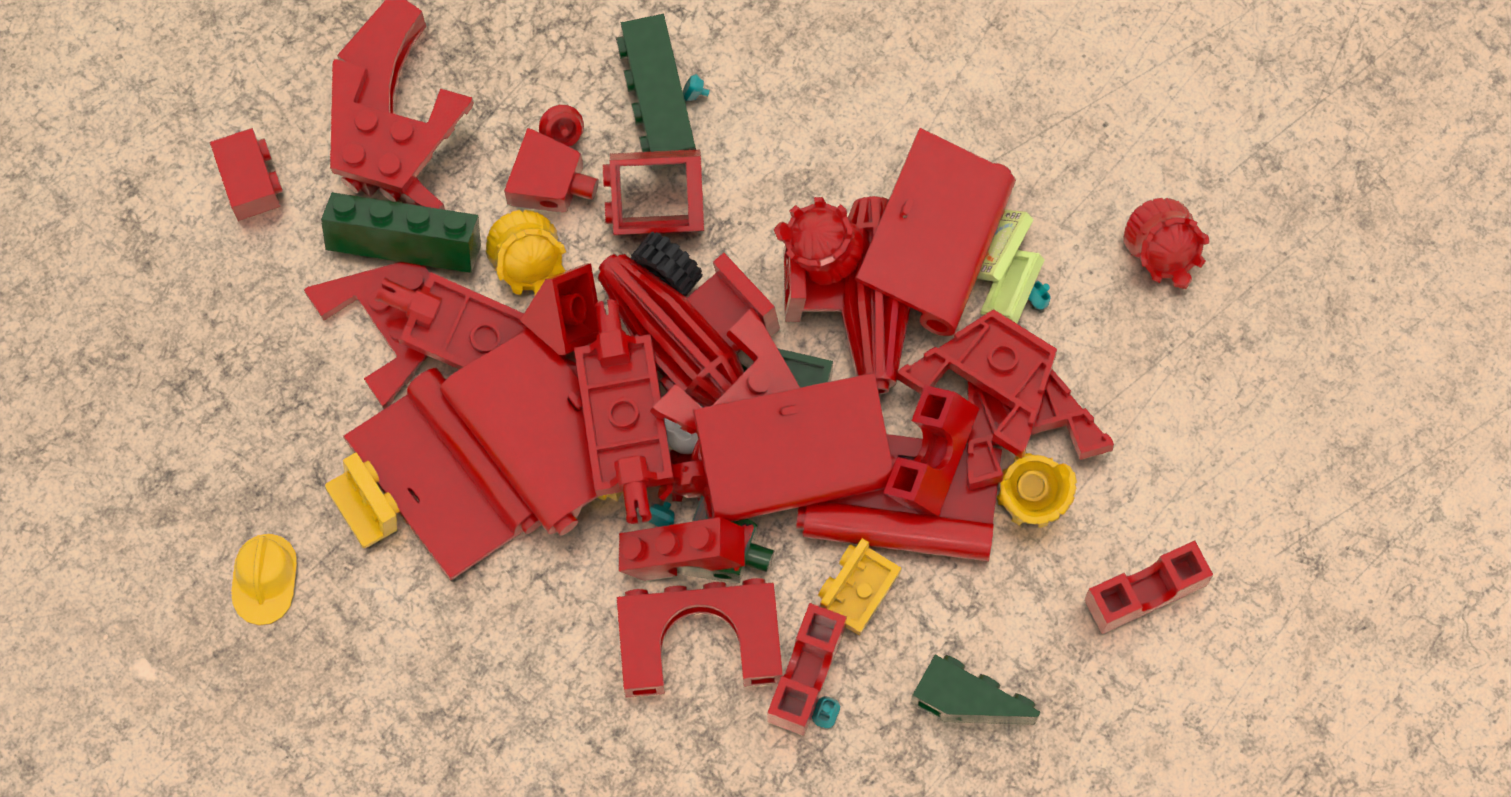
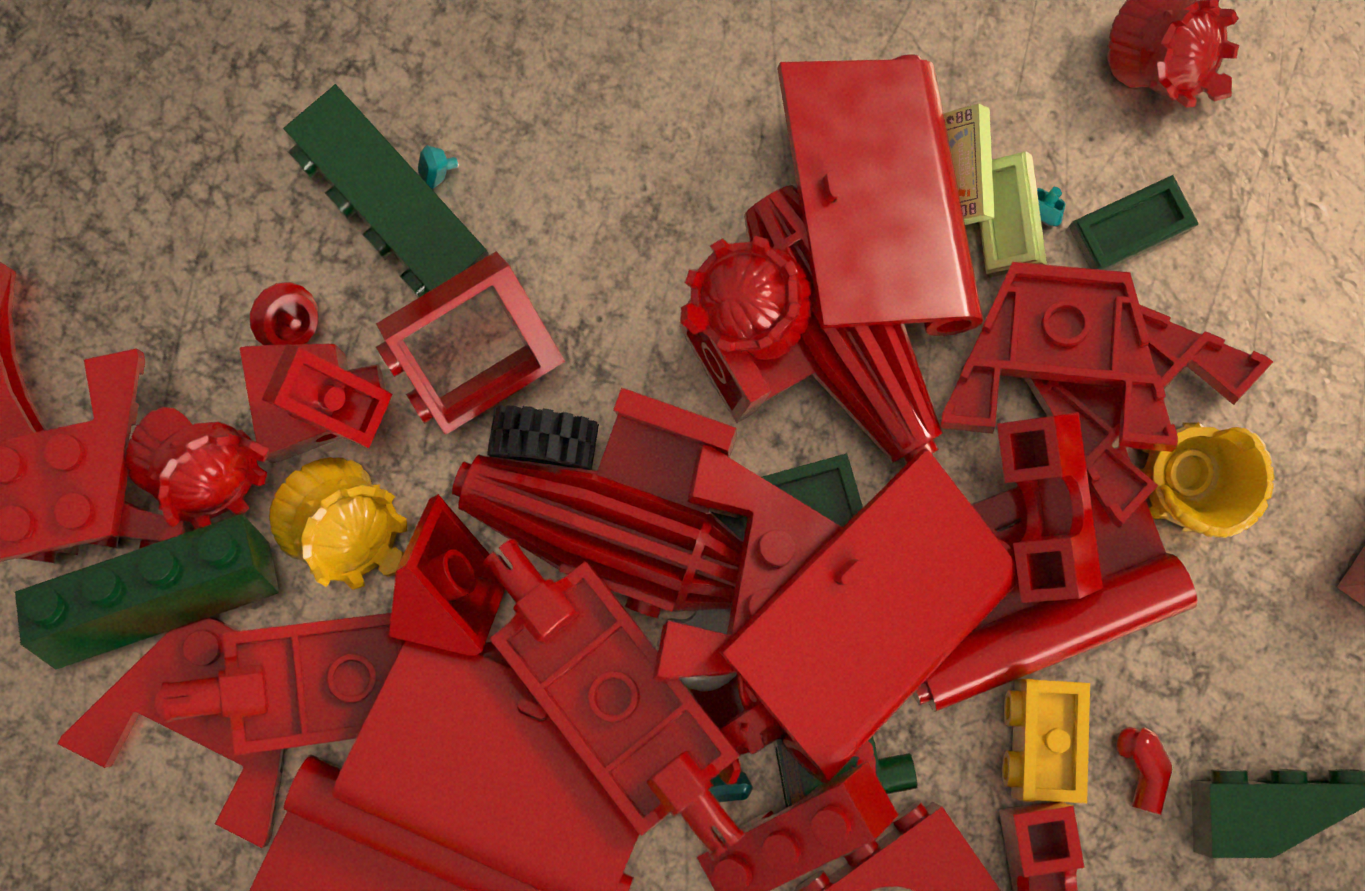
camera: 35 degrees left, 10 degrees up
(466, 177) = (194, 467): none -> red hair
(560, 175) = (326, 396): none -> red slope
(914, 637) = (1152, 764): none -> red arm
(1086, 332) = (1133, 224): none -> dark green tile

